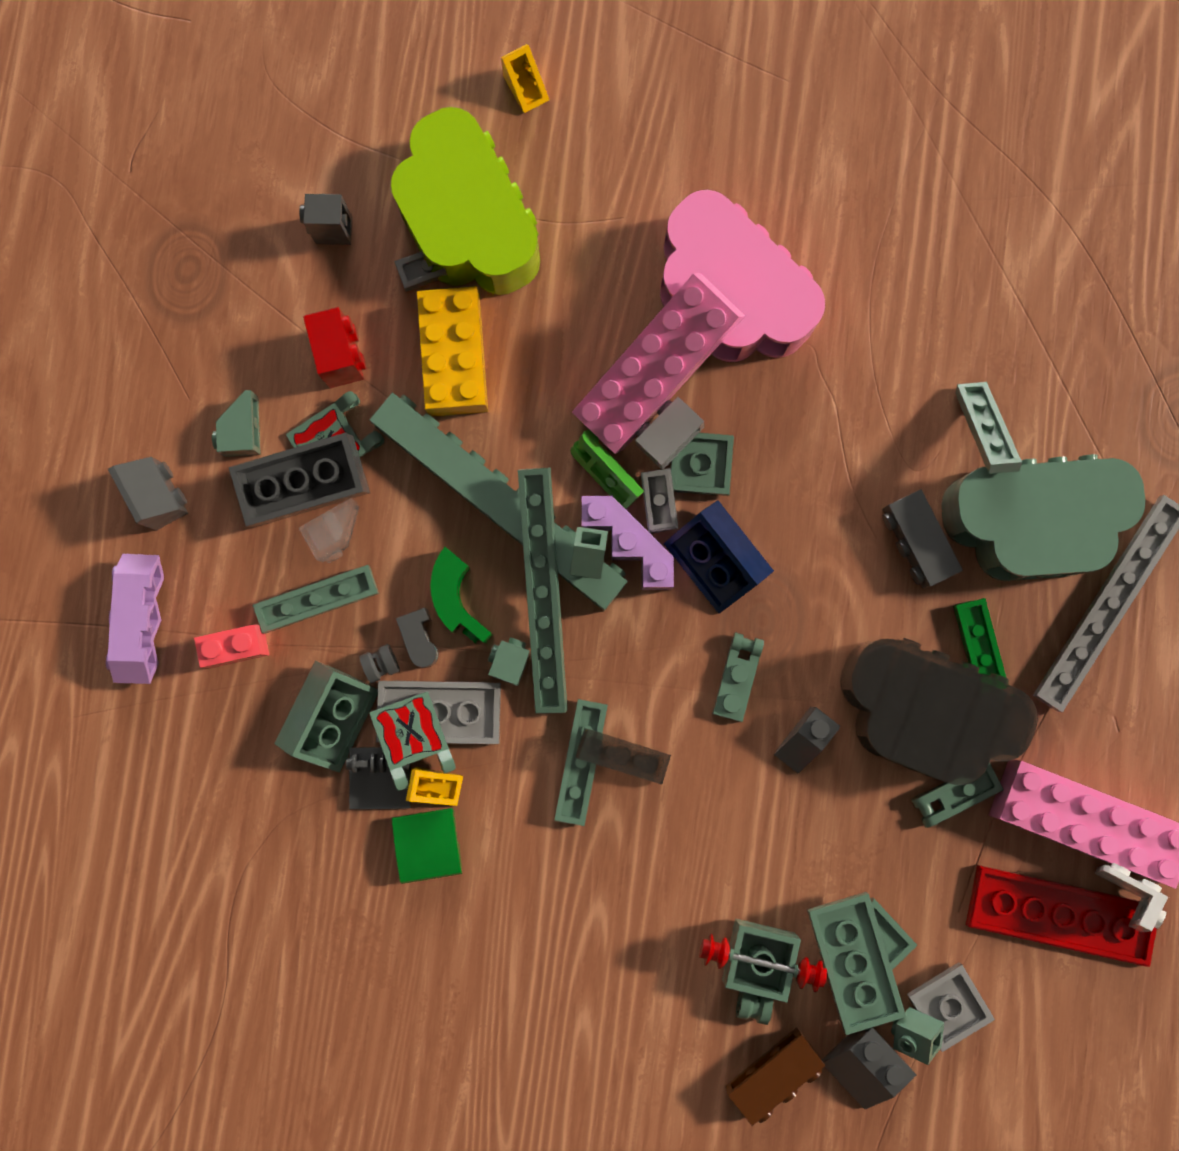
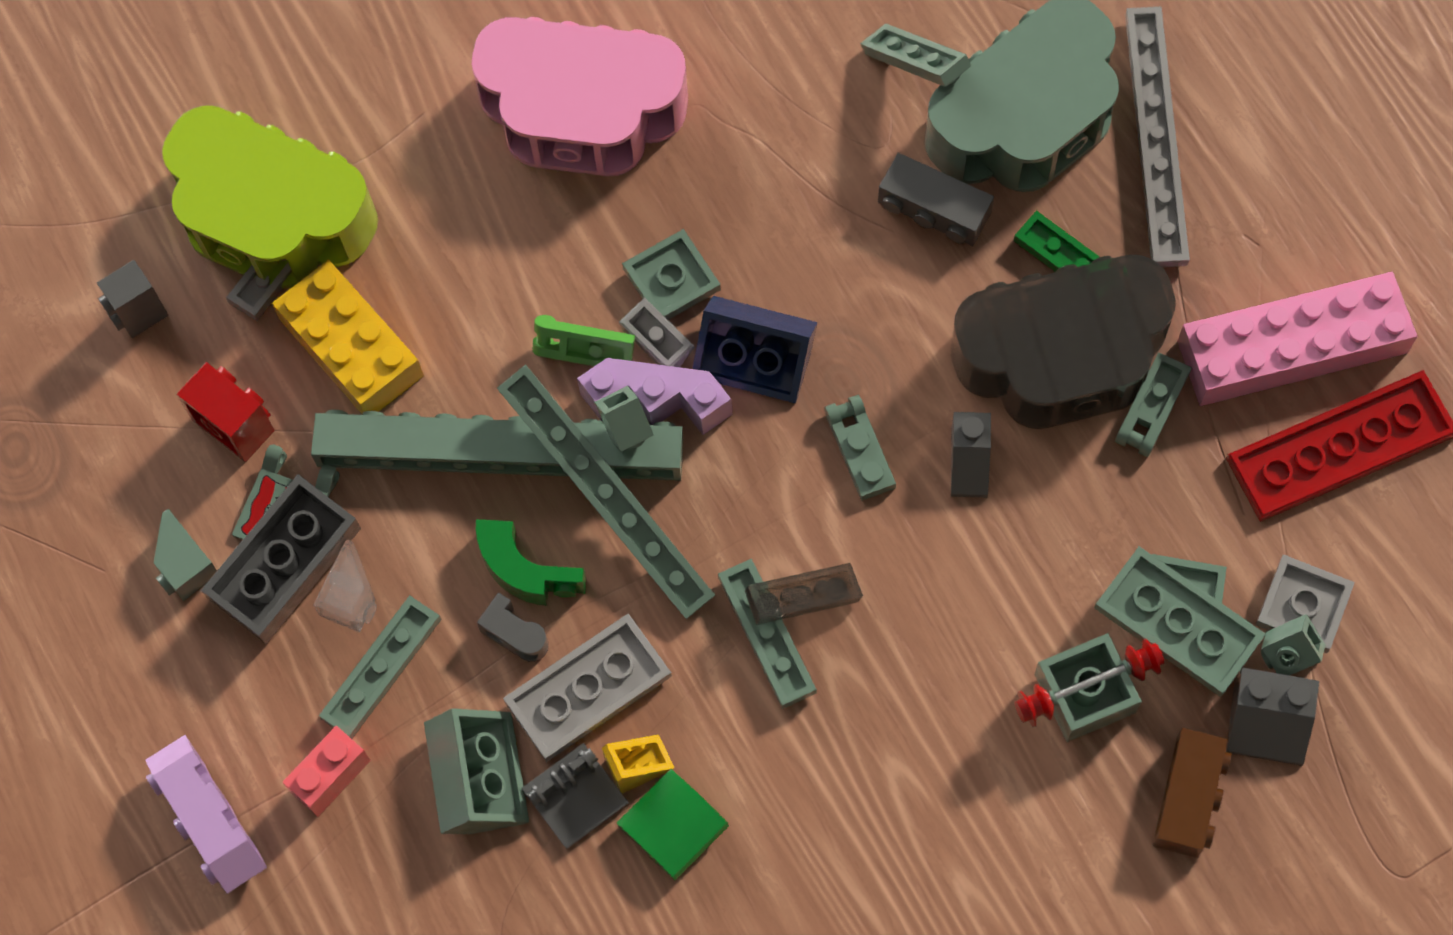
camera: 30 degrees left, 15 degrees down
(149, 492) = (132, 679): dark grey slope -> none
(384, 660) = (492, 682): dark grey wheel -> none
(410, 733) = (574, 722): flag -> none
(509, 660) = (622, 587): sand green brick -> none
(524, 78) = (234, 51): yellow slope -> none
(658, 362) = (560, 205): bright pink brick -> none
(669, 432) = (618, 264): light grey piece -> none
(754, 1007) = (1117, 740): sand green wheel -> none
(1149, 910) = (1379, 361): white bracket -> none

